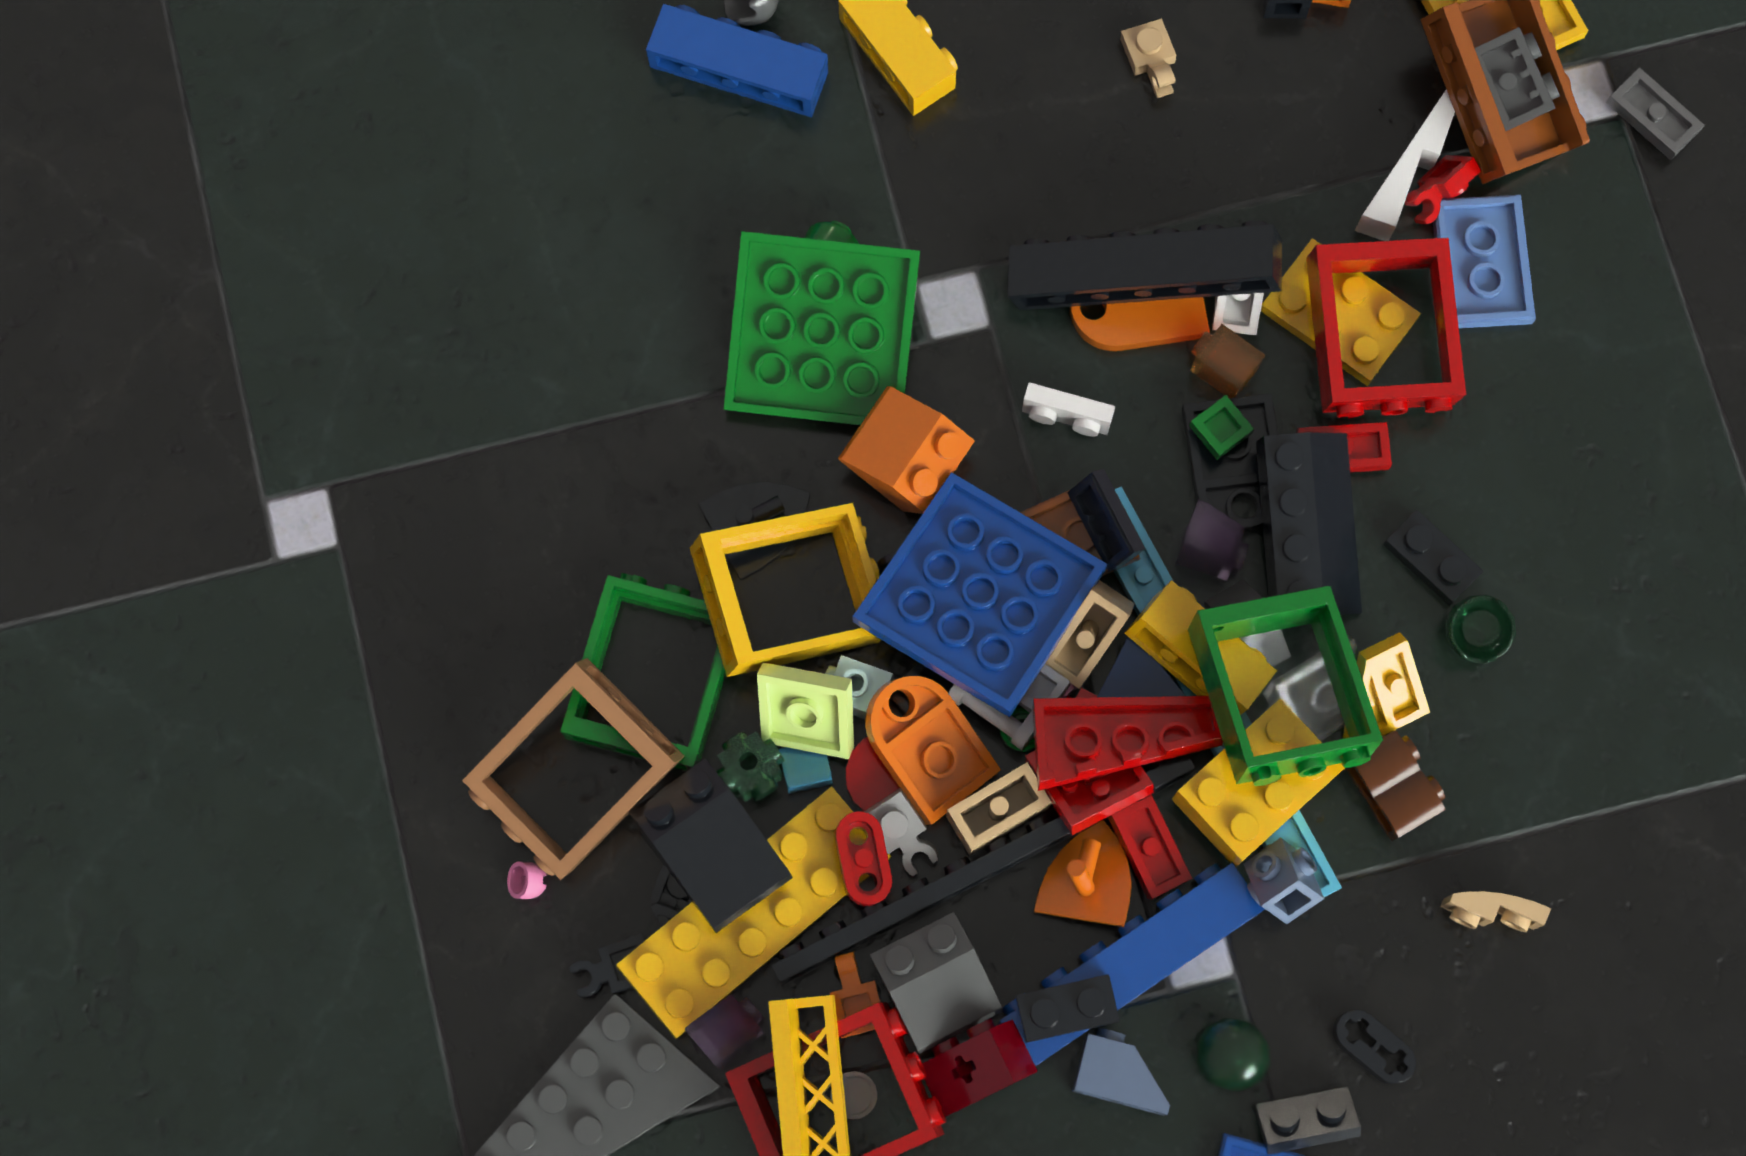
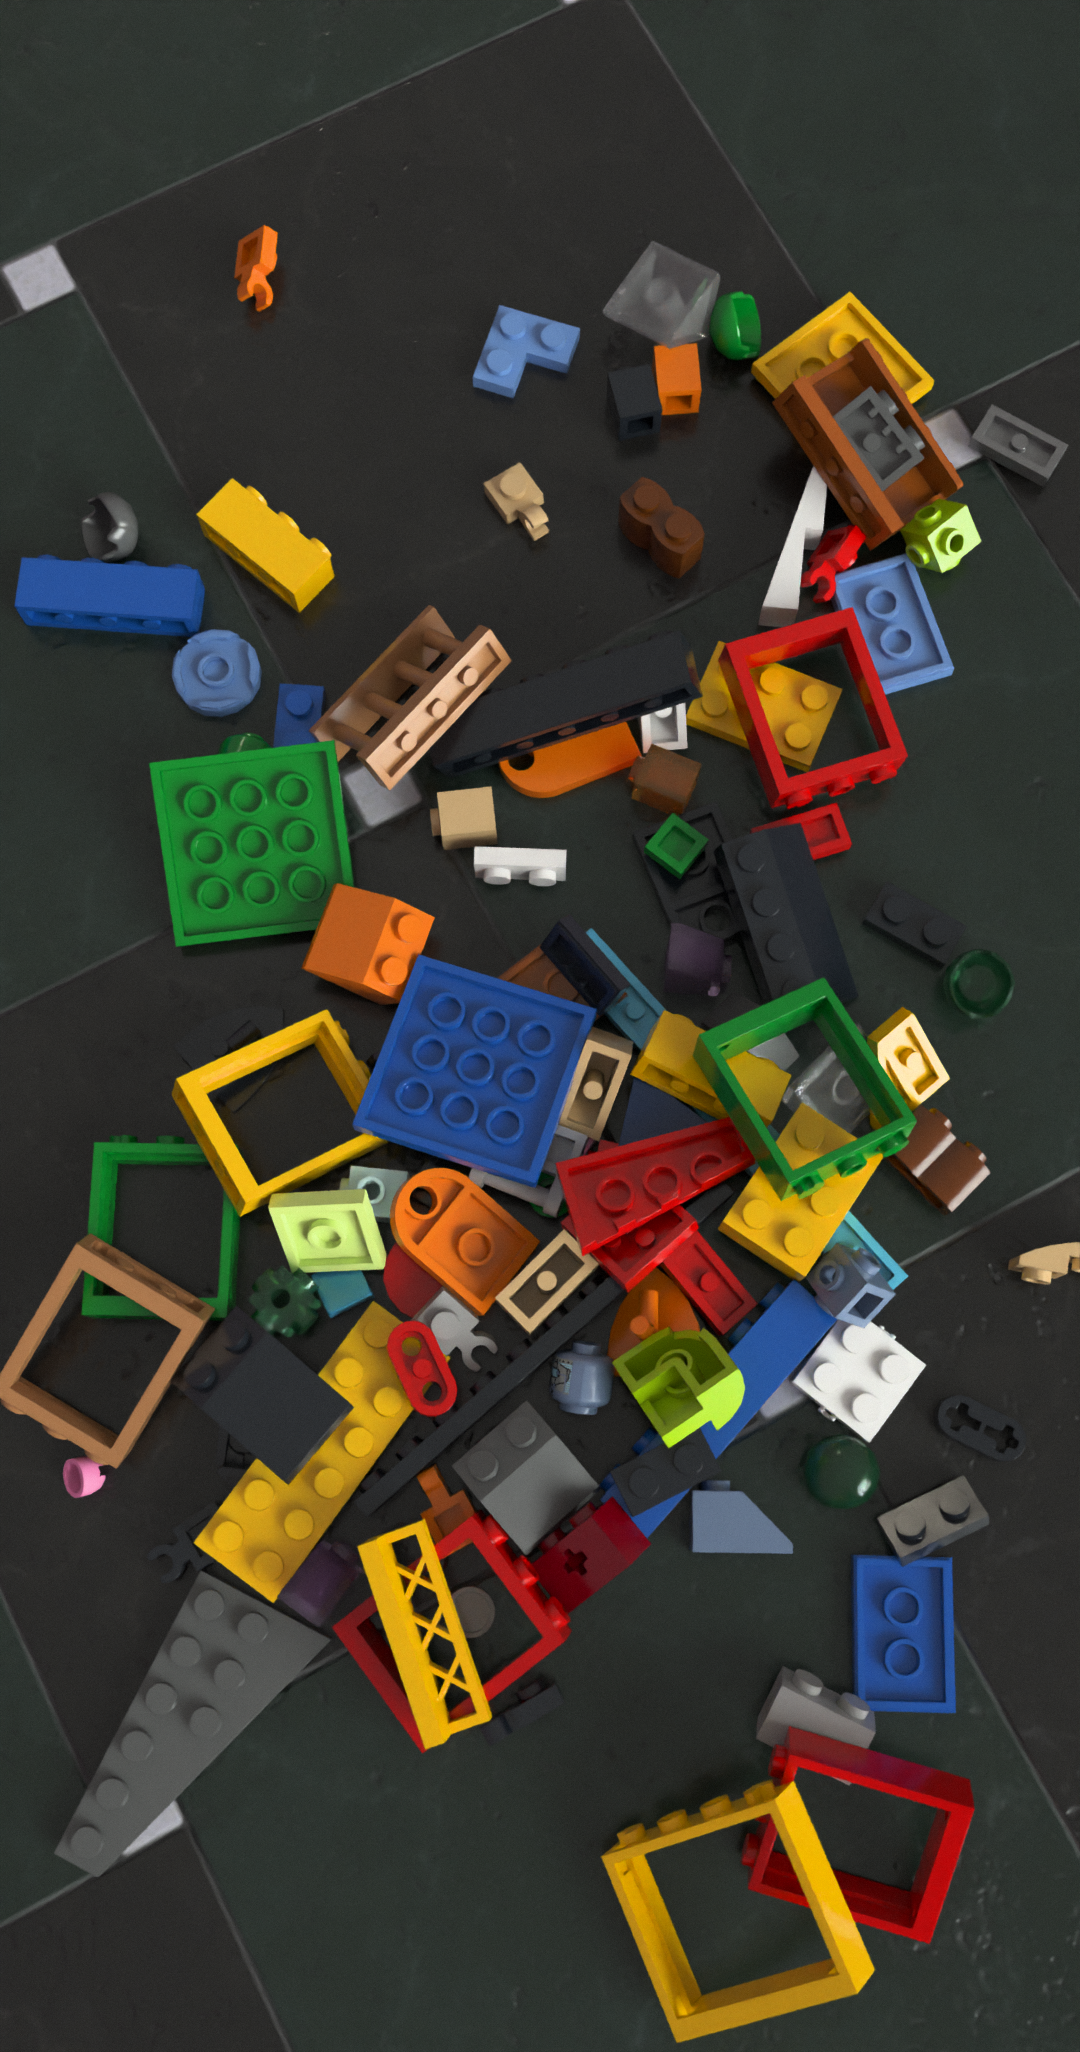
camera: 15 degrees left, 0 degrees up
(821, 156) = (216, 673): none -> medium blue tile
(890, 216) = (297, 712): none -> blue plate
(1010, 906) = (582, 1378): none -> sand blue head
(1017, 243) = (427, 712): none -> medium nougat fence
(1025, 353) = (465, 818): none -> tan brick
(1103, 929) = (682, 1381): none -> lime brick
(1270, 969) = (857, 1376): none -> white plate
(1289, 121) = (659, 526): none -> reddish brown brick
(1554, 186) = (940, 535): none -> lime brick

